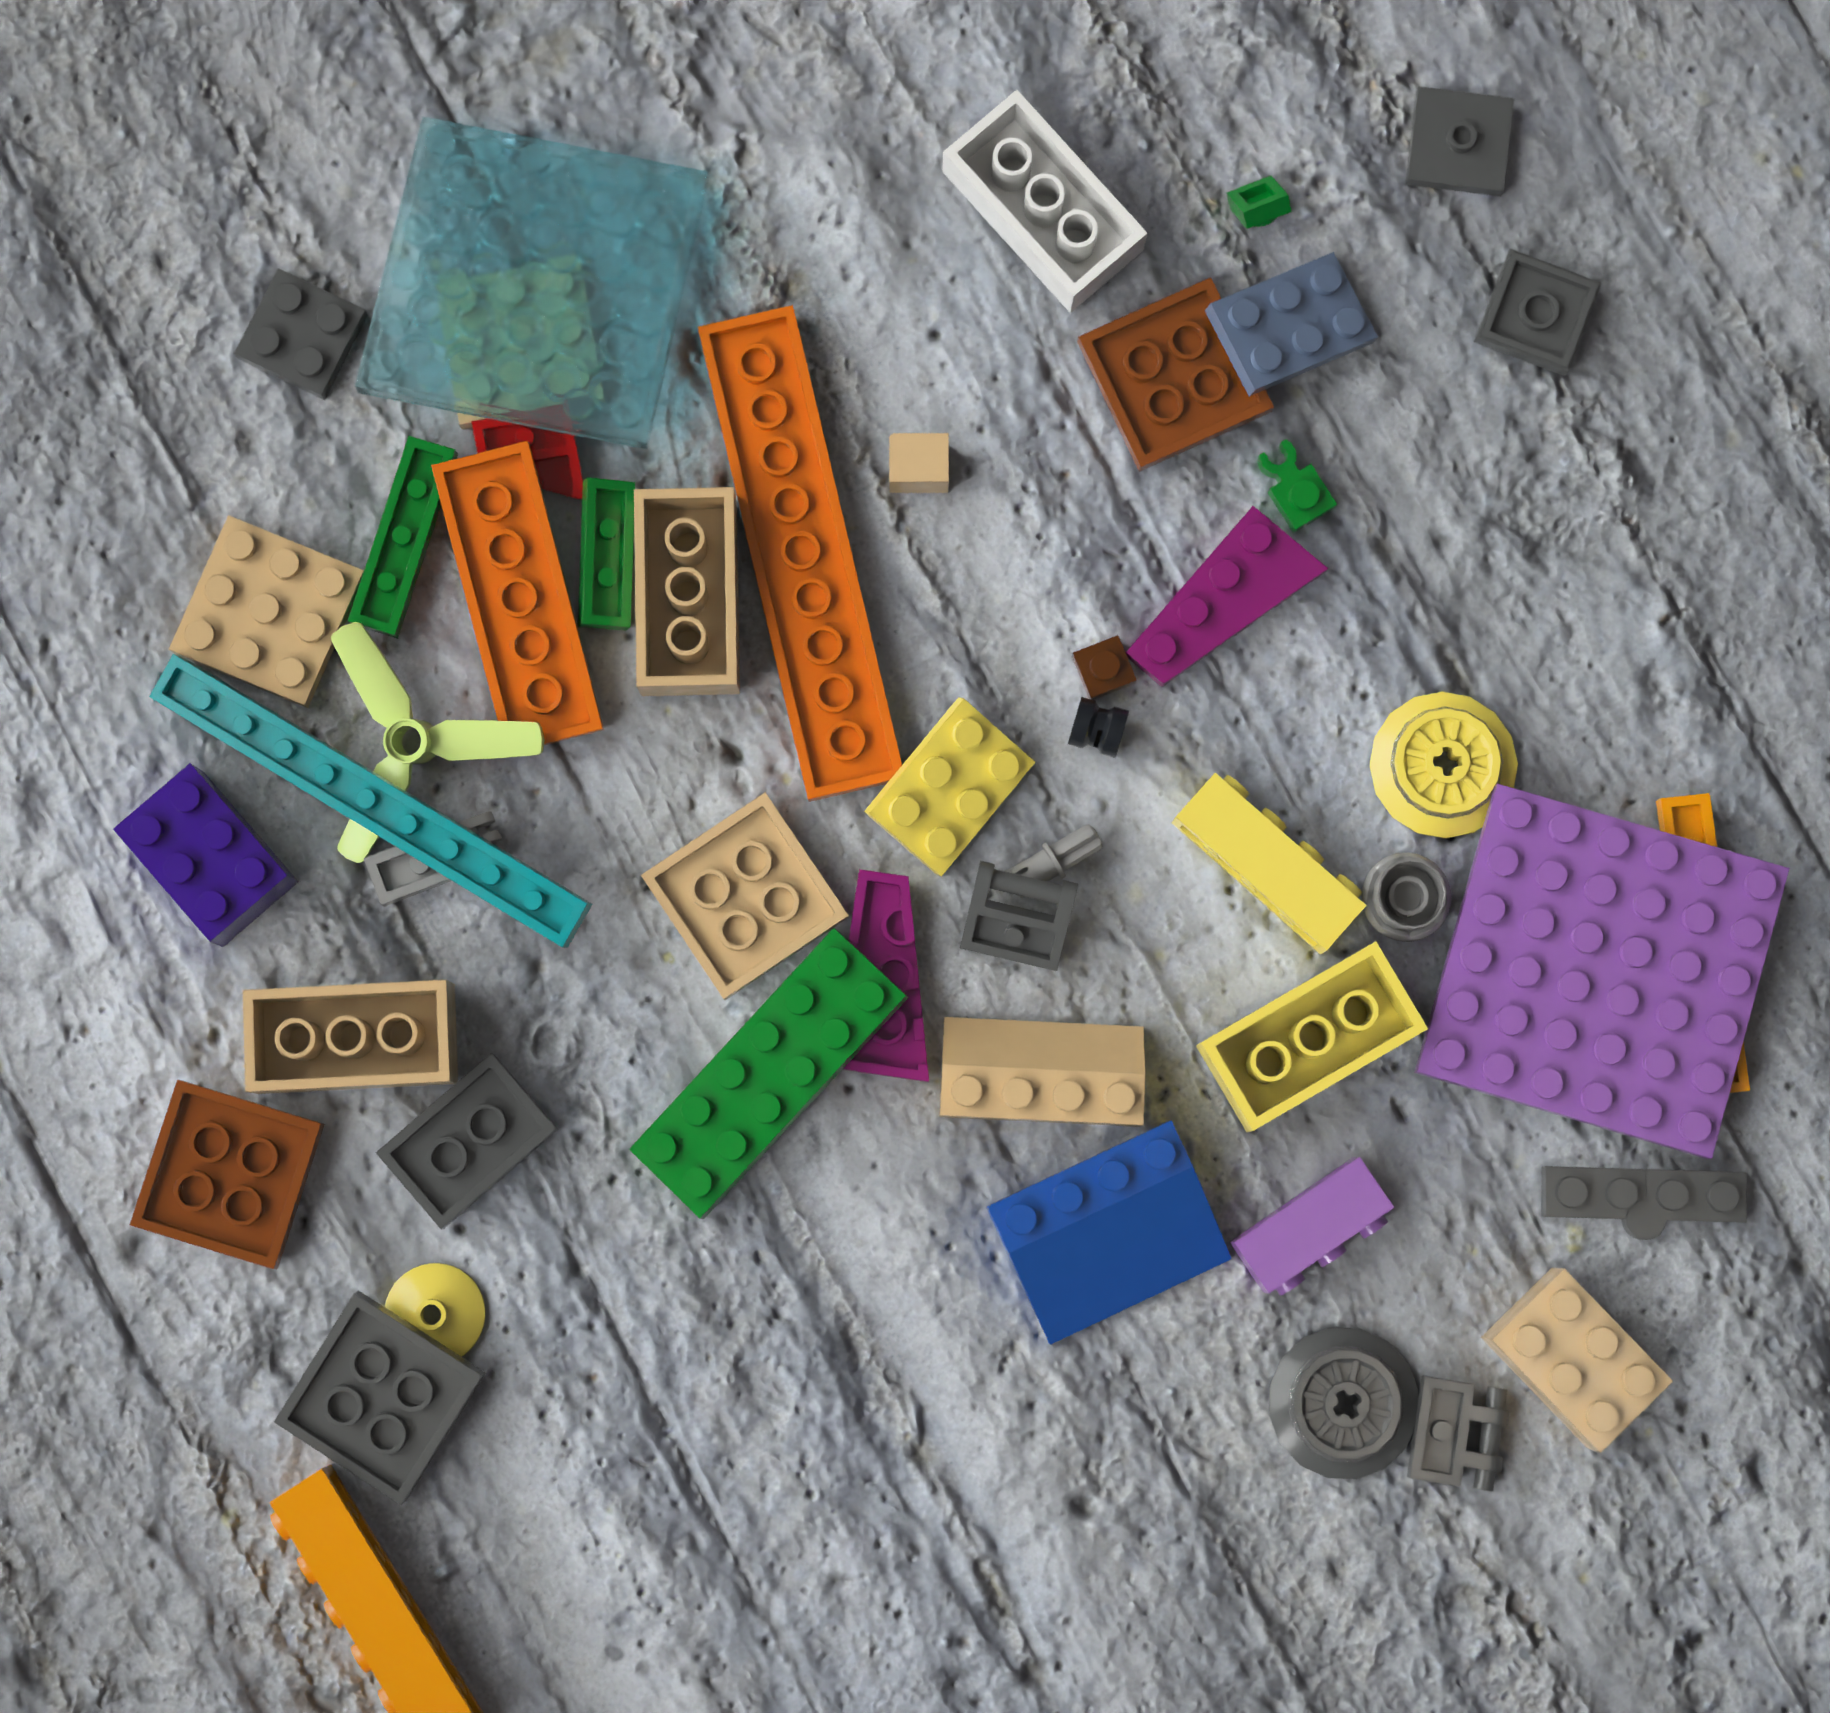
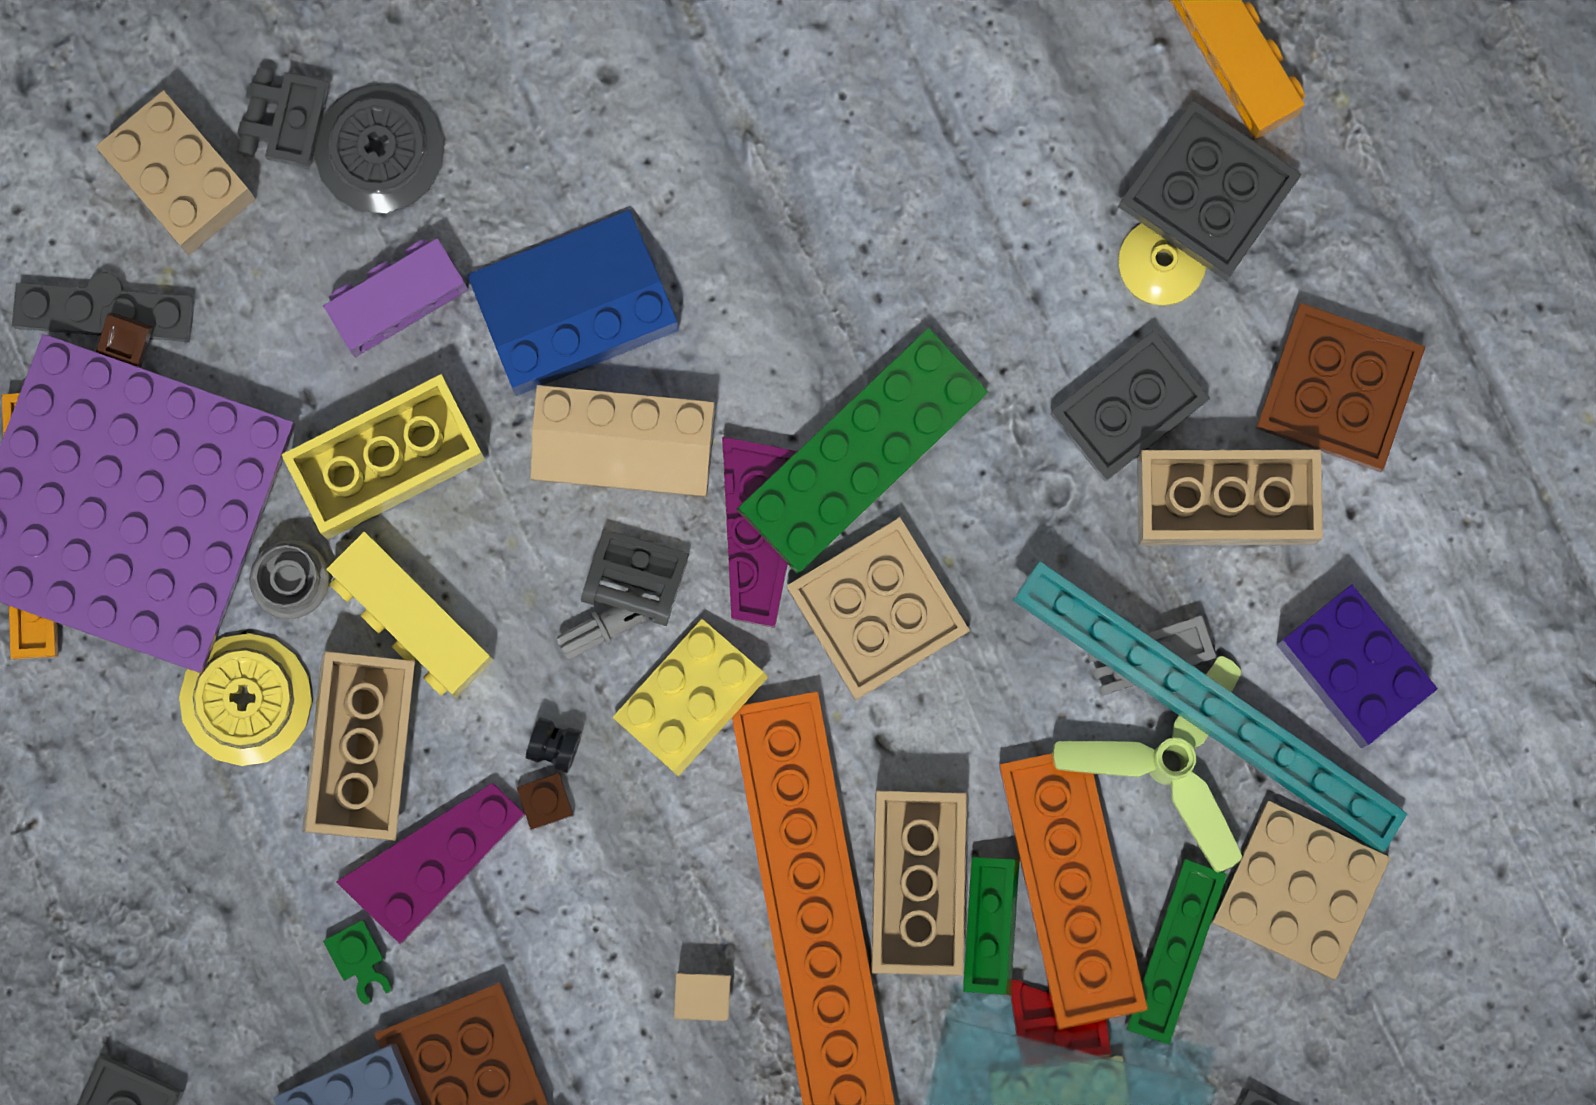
camera: 175 degrees left, 0 degrees up
(1315, 711) = (358, 746): none -> tan slope
(1617, 1158) = (124, 339): none -> reddish brown plate

